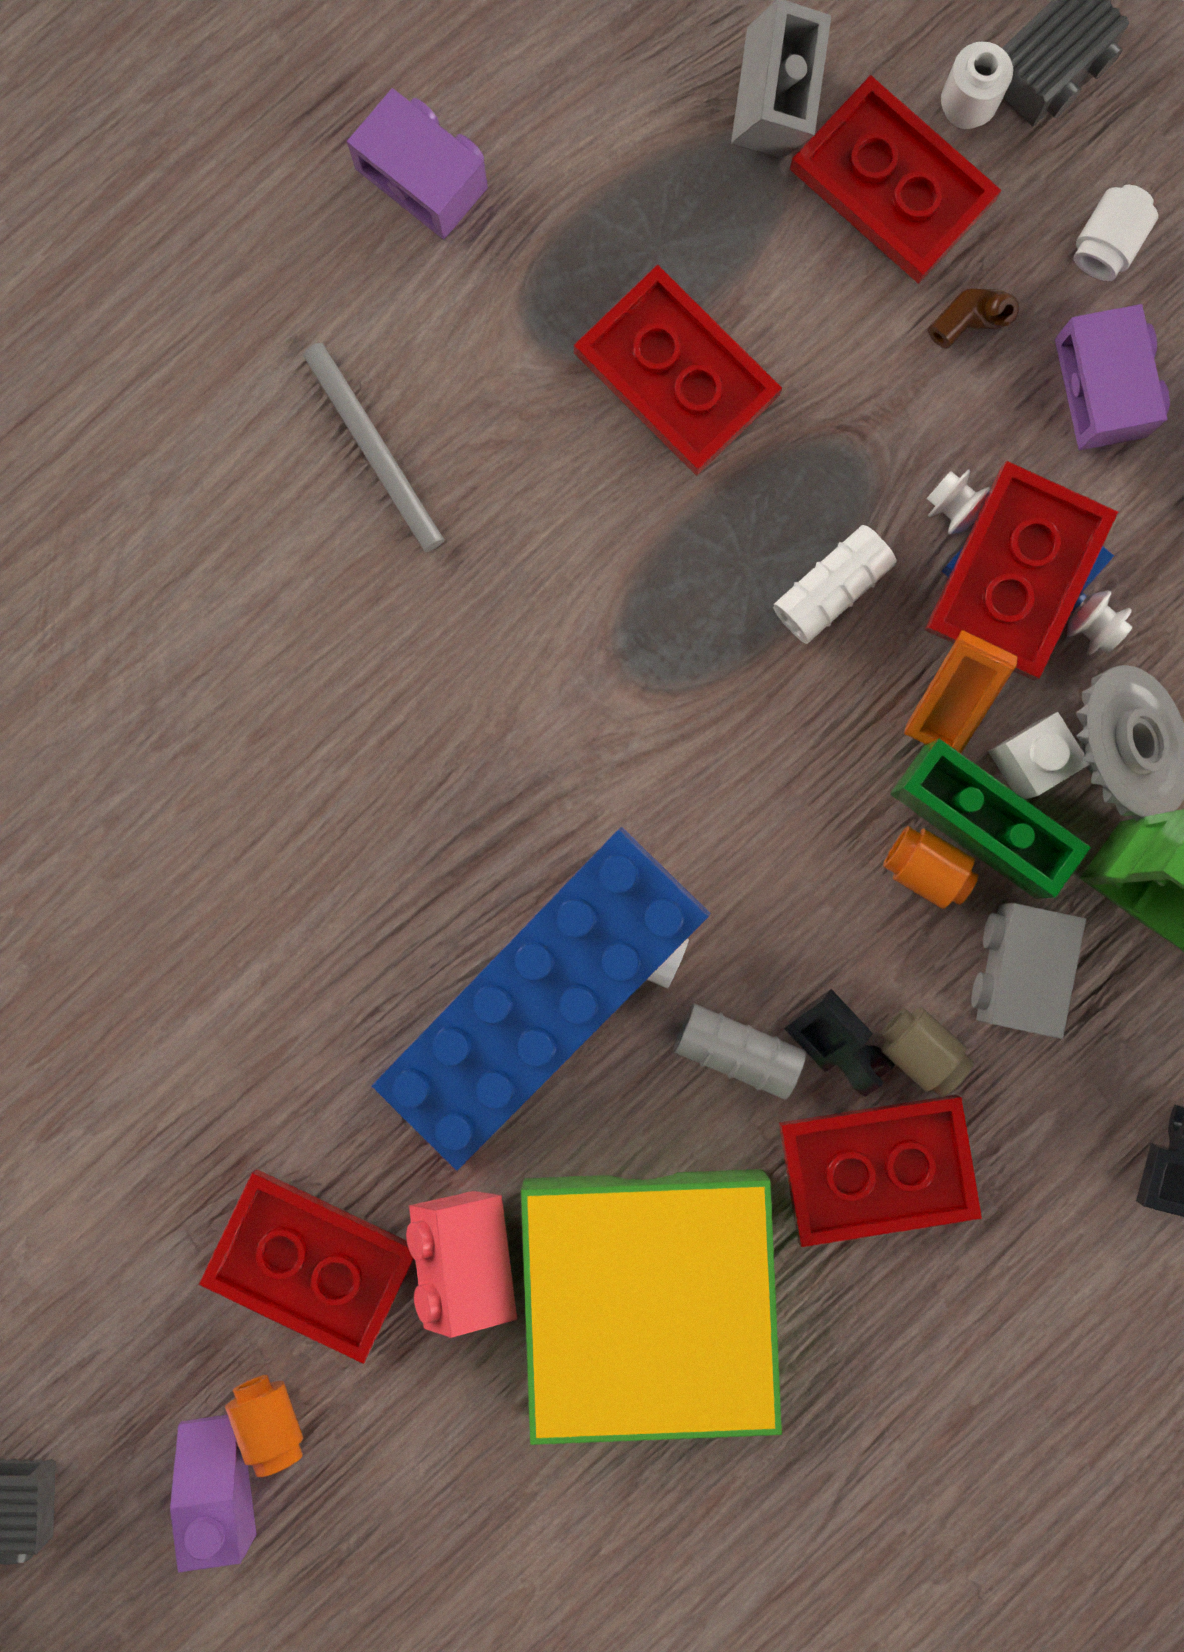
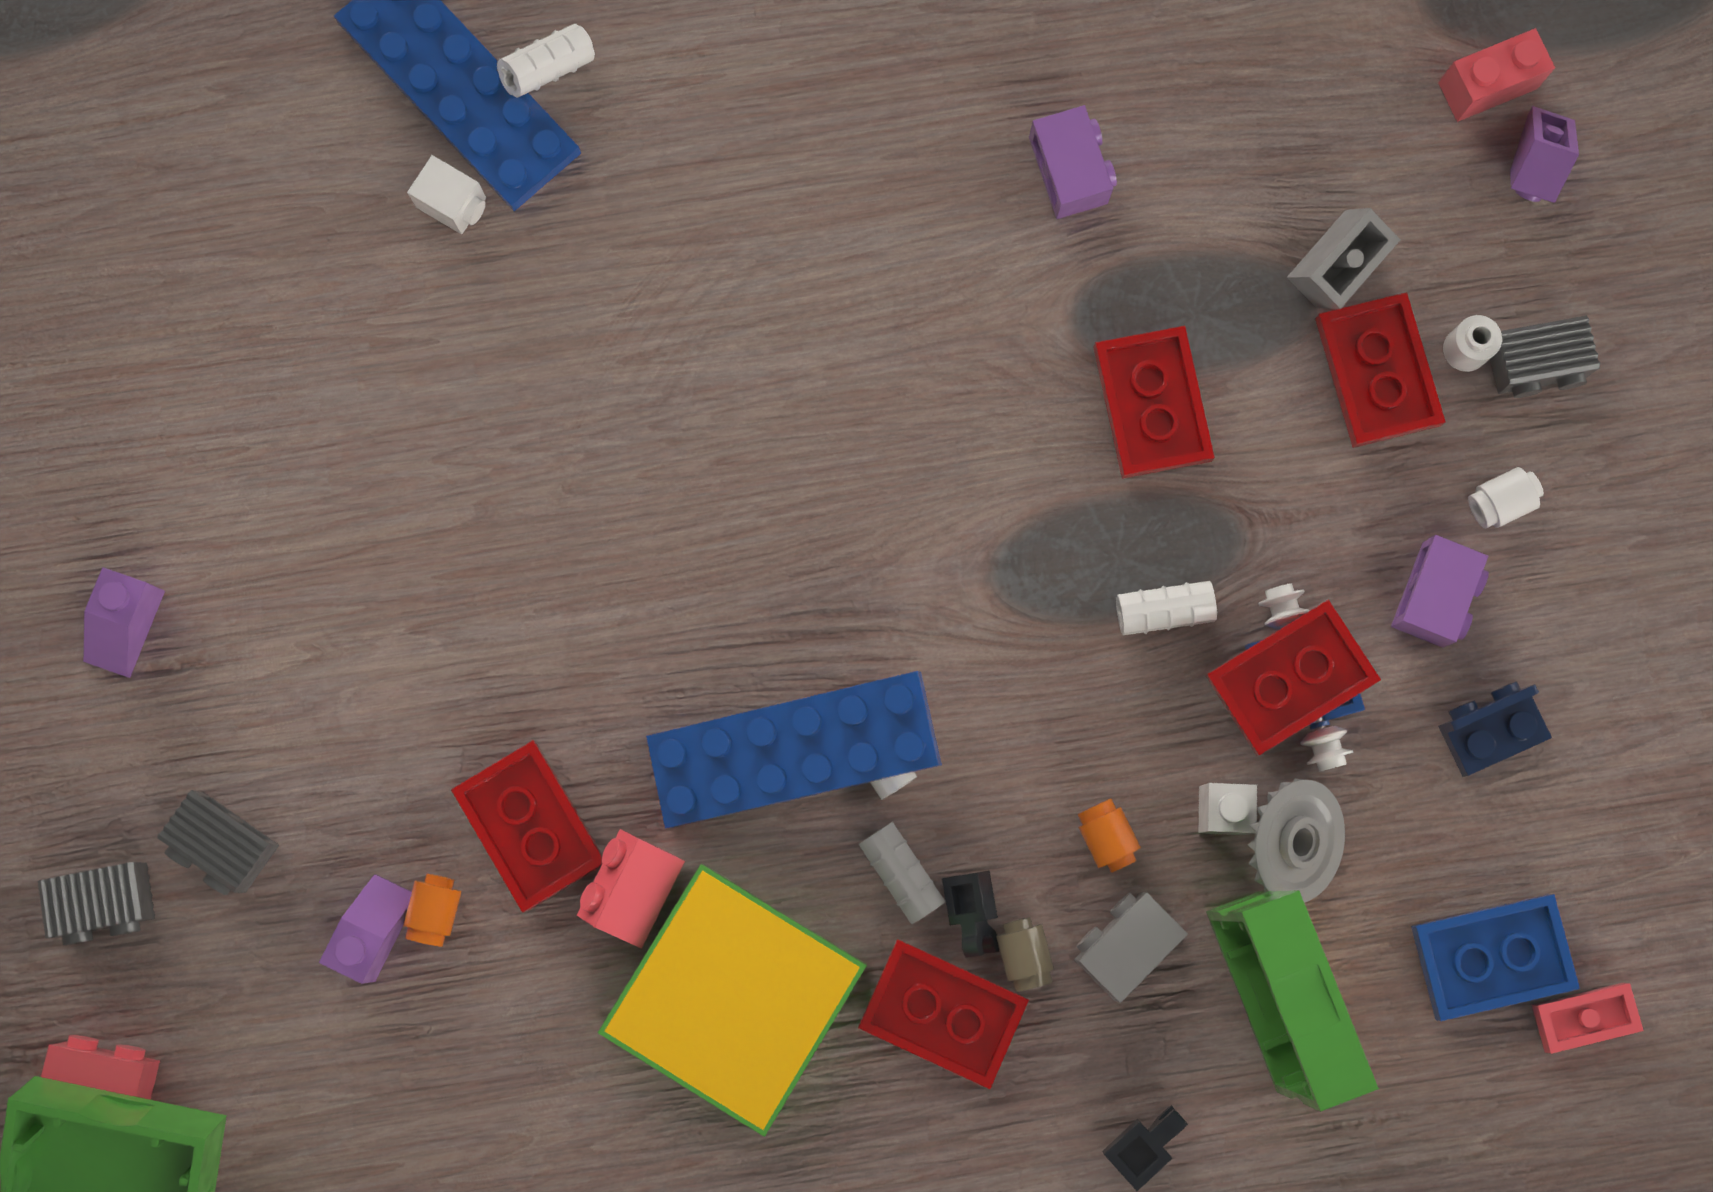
camera: 30 degrees right, 5 degrees down
(373, 447) = (921, 324): light grey bar -> none
(961, 692) = (1201, 733): orange tile -> none
(974, 310) = (1378, 488): reddish brown arm -> none
(990, 820) = (1166, 828): green brick -> none

